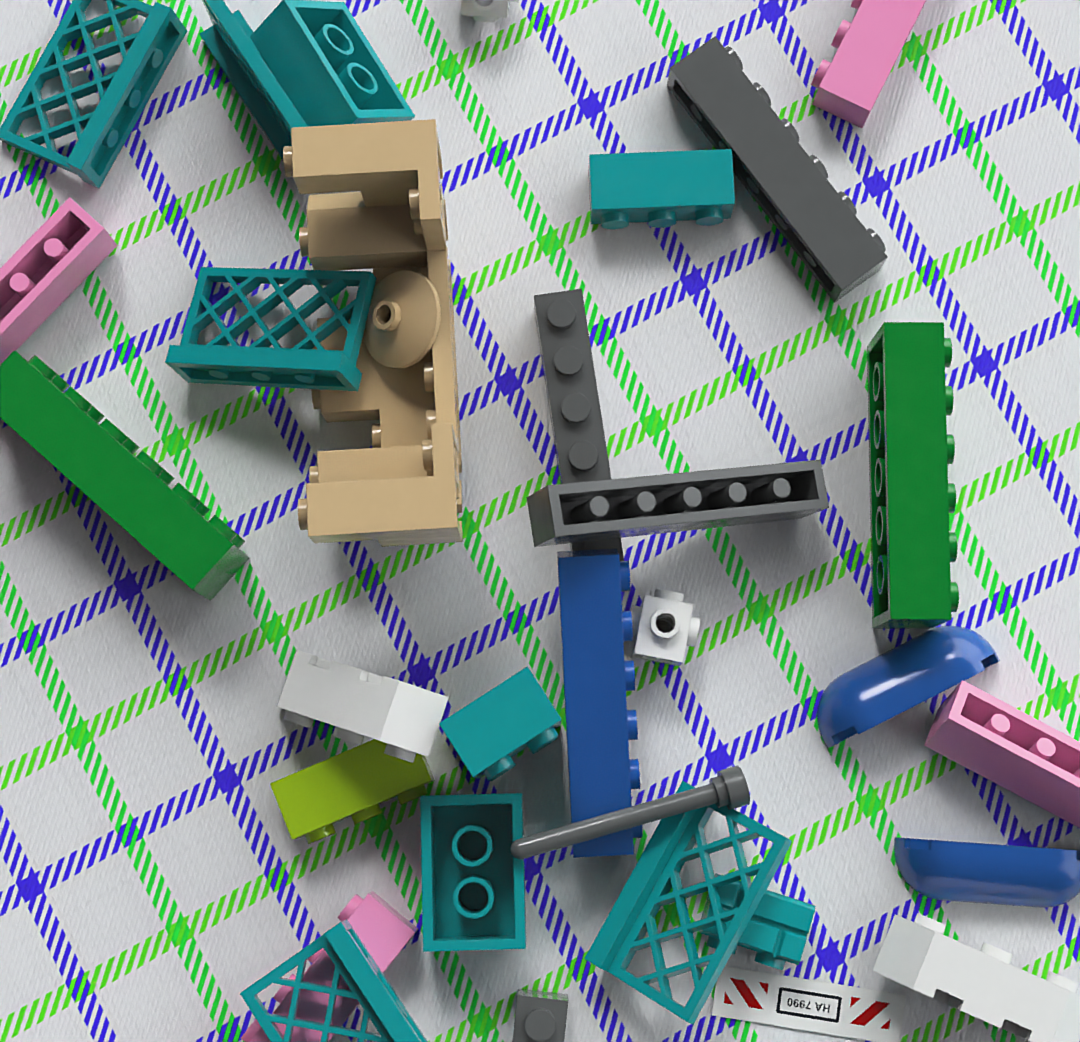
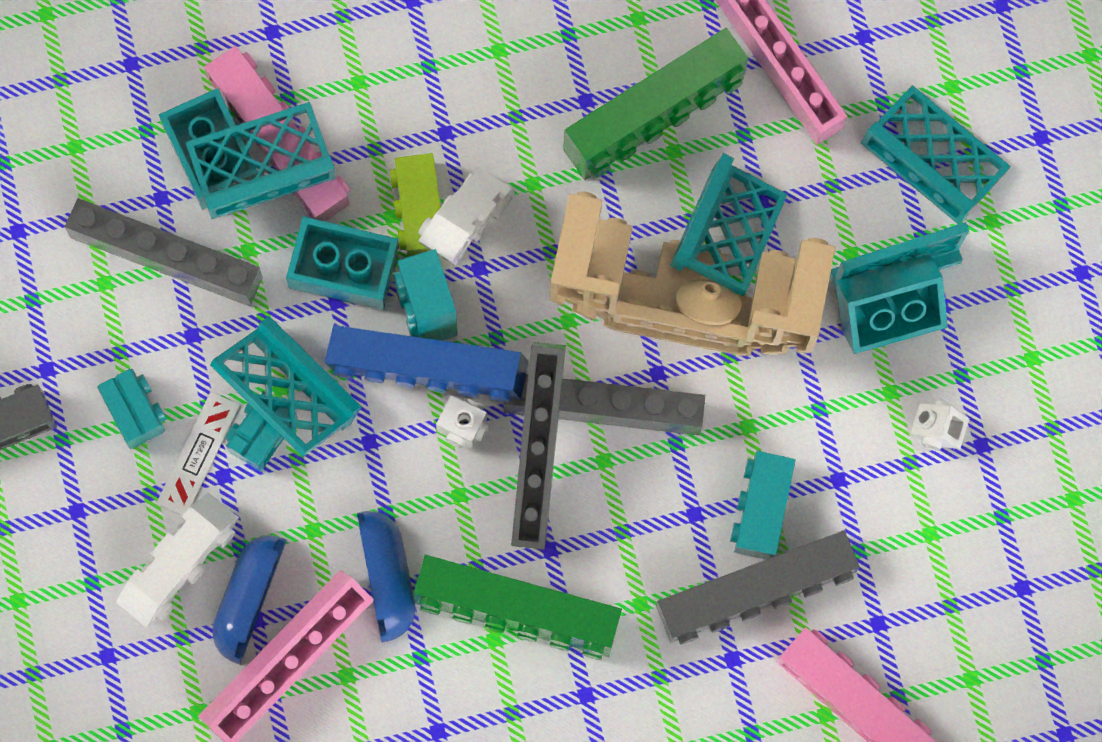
camera: 100 degrees right, 5 degrees down
(724, 790) = (347, 427): dark grey piece -> none

